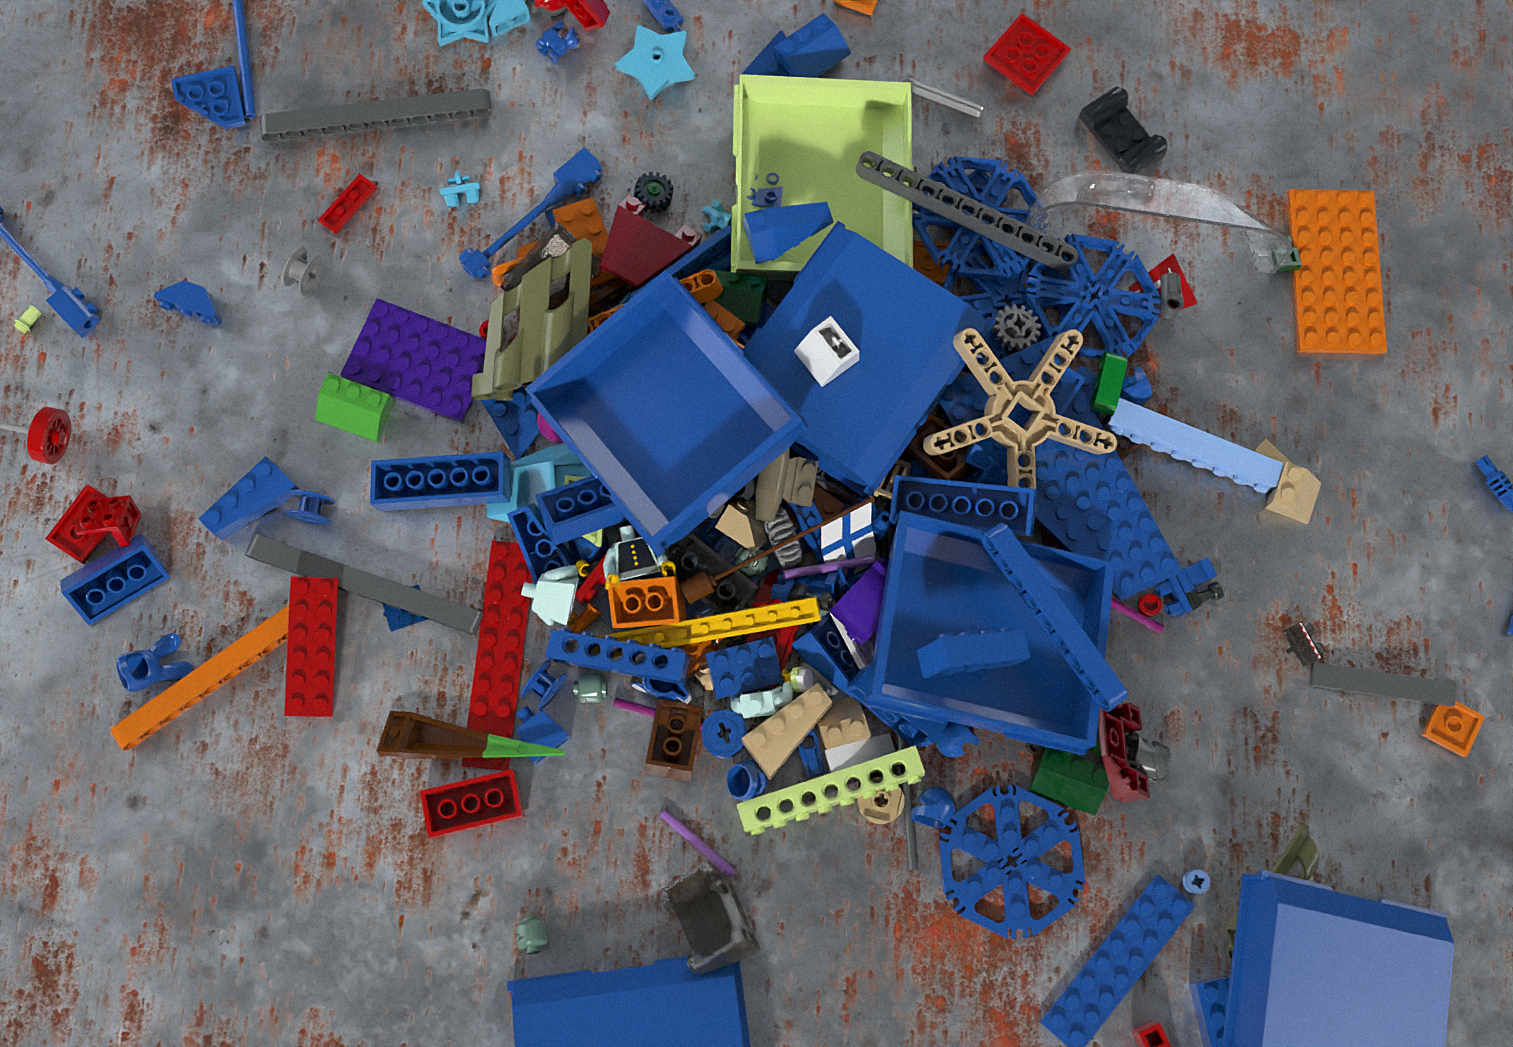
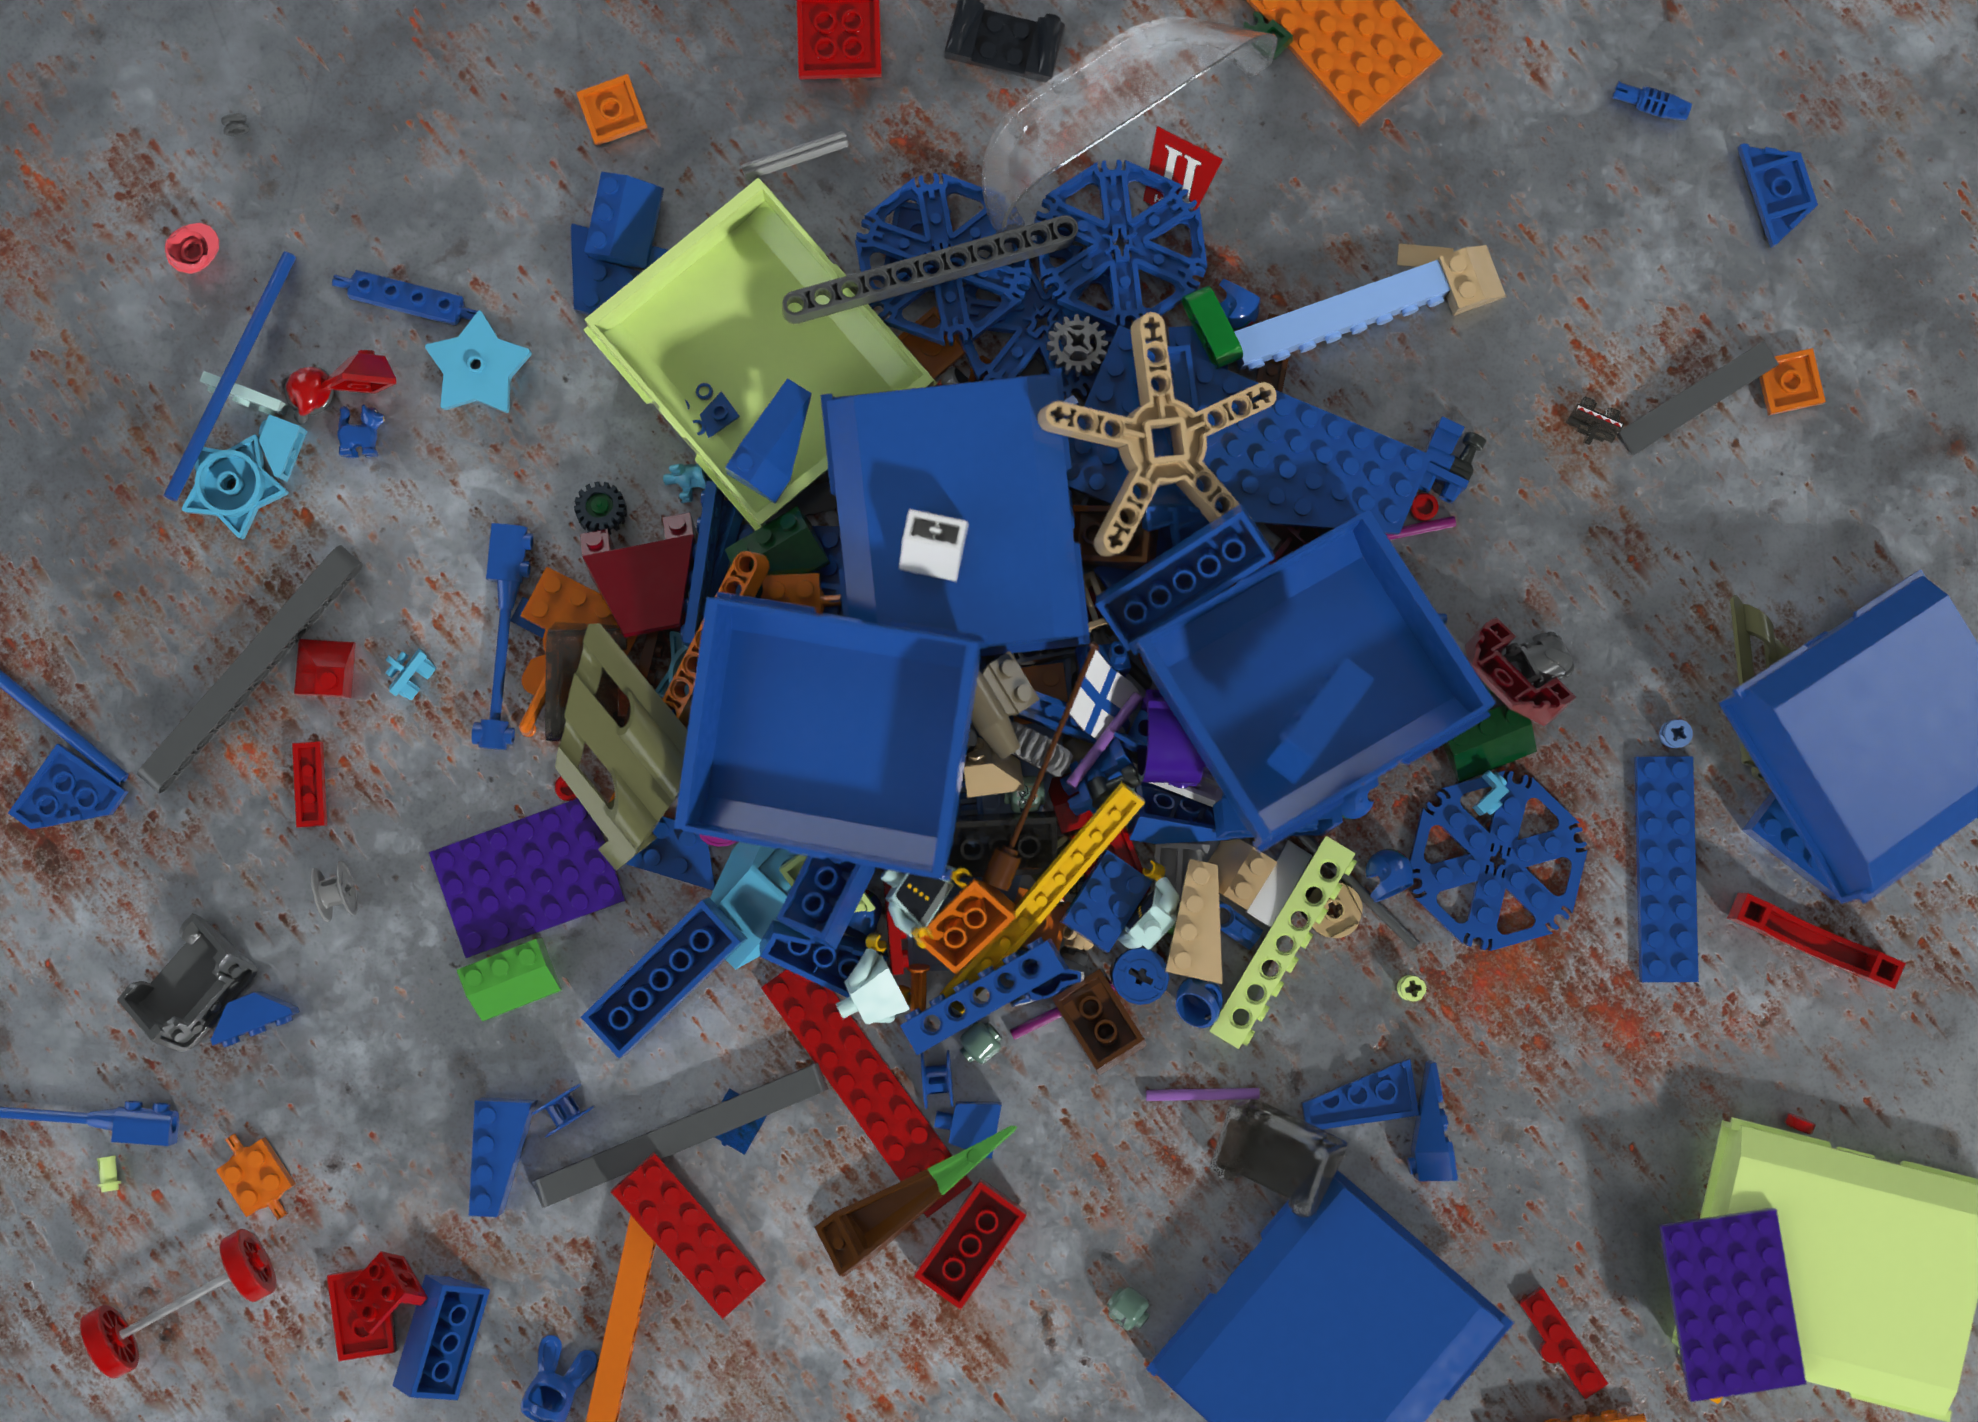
camera: 35 degrees left, 10 degrees up
(104, 394) = (255, 1177): none -> orange plate
(167, 260) = (190, 988): none -> dark grey windscreen
(417, 151) = (324, 668): none -> red slope
(800, 940) = (1369, 1099): none -> blue wing
(801, 679) = (1169, 865): white piece -> none
(812, 1006) = (1430, 1150): none -> blue wedge
(879, 893) = (1417, 993): none -> yellowish green bush
(1039, 817) = (1491, 800): none -> medium azure bracket
(1054, 617) = (1359, 616): blue beam -> none
(1170, 294) = (1191, 174): dark grey piece -> none

